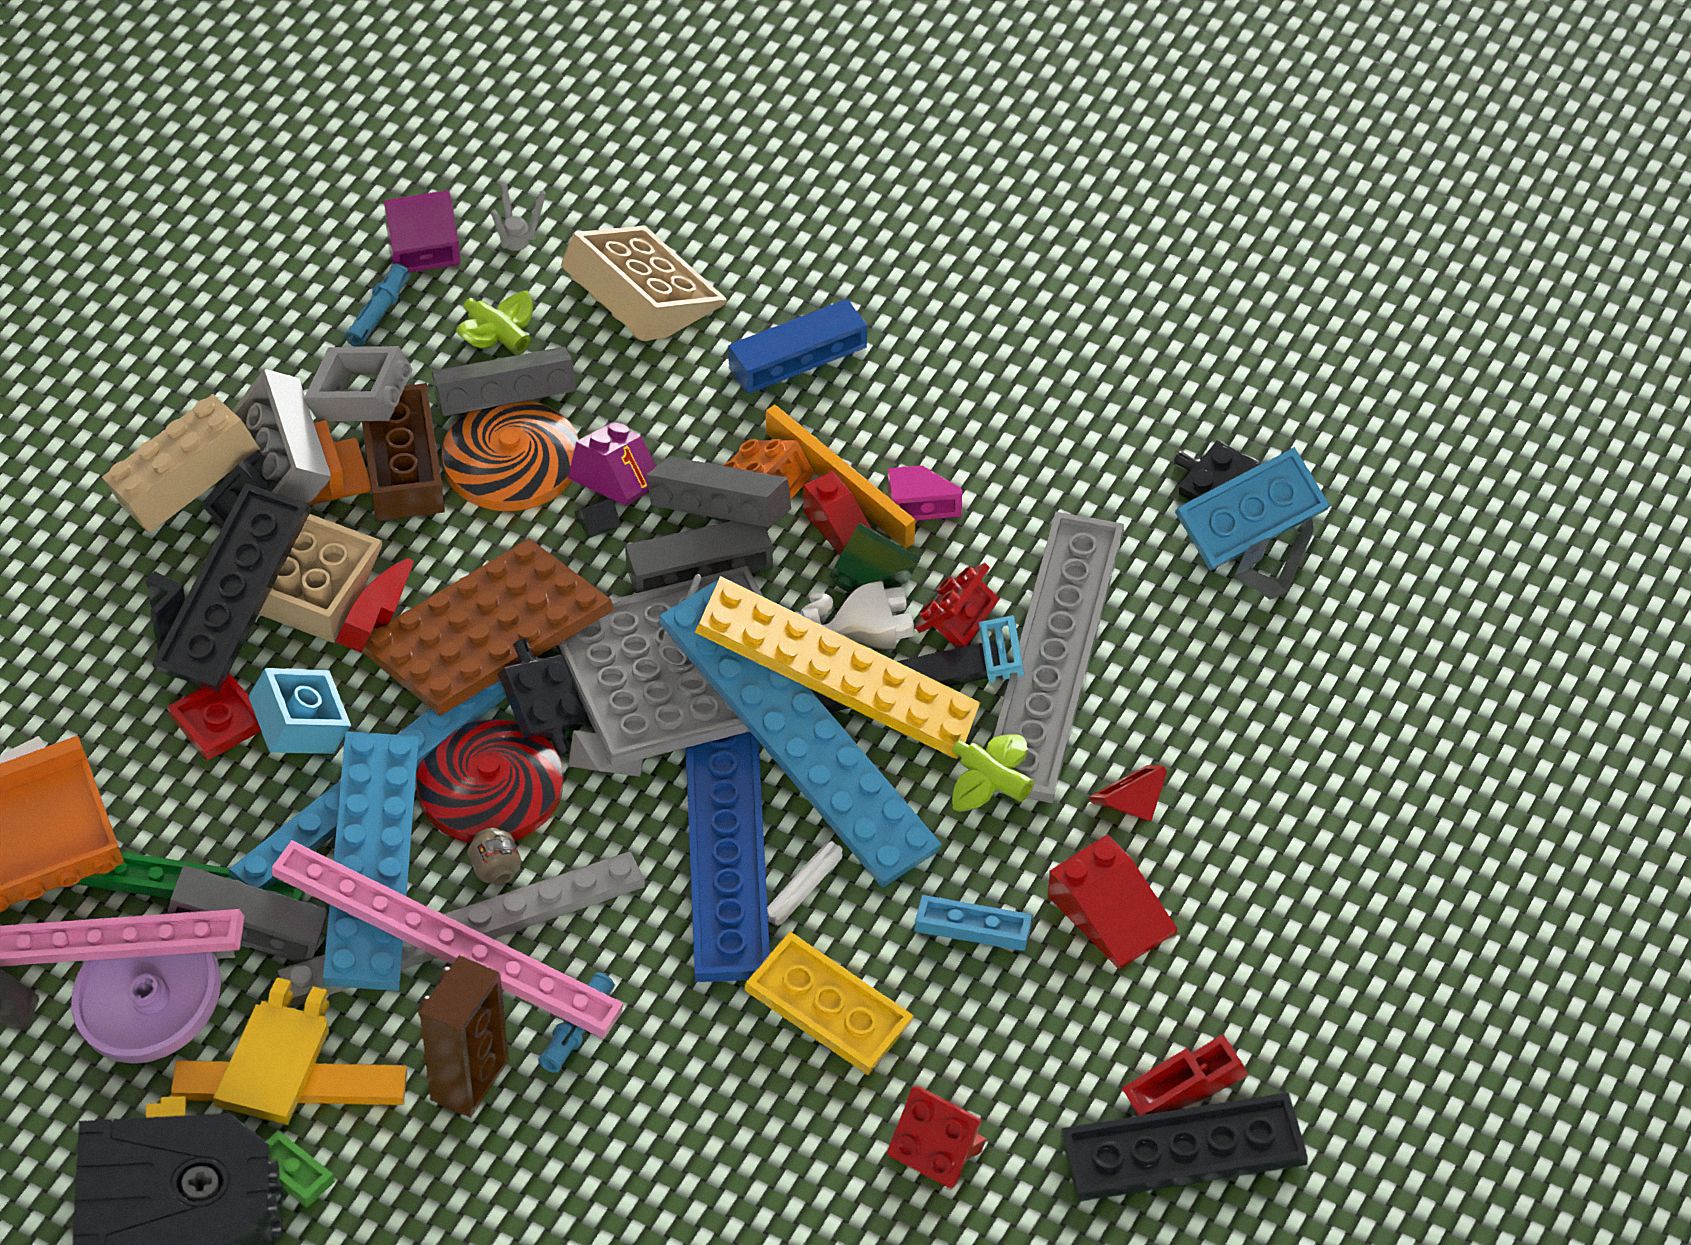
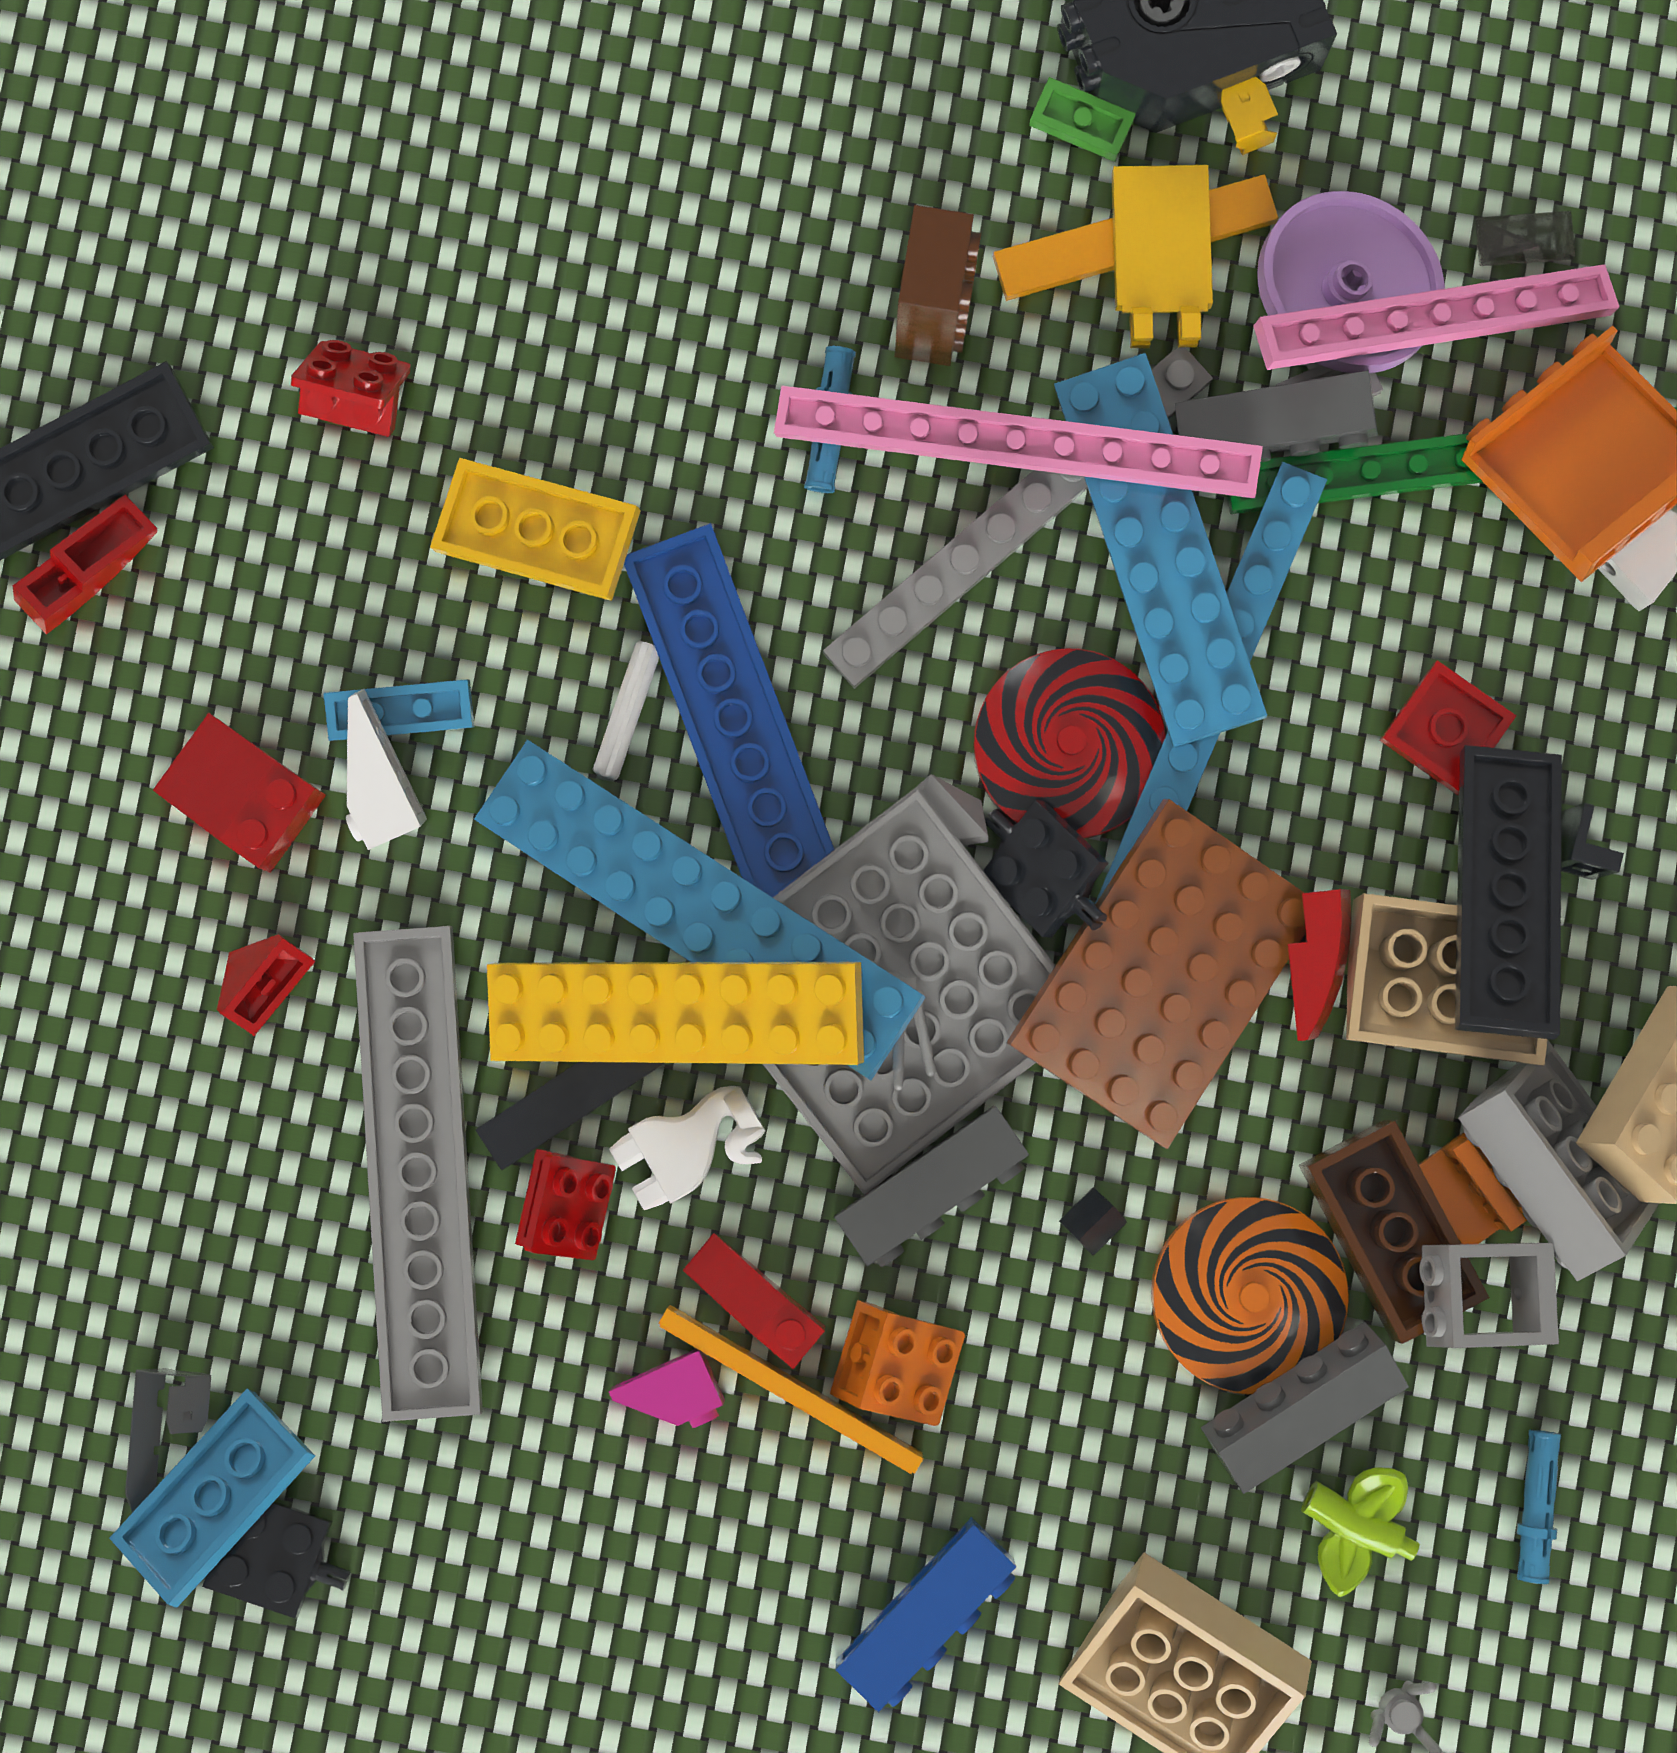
camera: 165 degrees right, 35 degrees up
(225, 495) = (1580, 1074): black panel -> none
(299, 711) = (1342, 743): medium azure brick -> none
(422, 231) = (1529, 1649): magenta slope -> none
(494, 856) = (1014, 615): dark tan head -> none
(613, 463) = (1092, 1295): magenta slope -> none
(719, 491) = (935, 1282): dark grey brick -> none
(872, 559) = (691, 1228): dark green slope -> none
(990, 771) = (435, 935): lime plant -> none
(1004, 669) = (467, 1109): medium azure tile -> none
(1004, 871) = (377, 786): none -> white slope

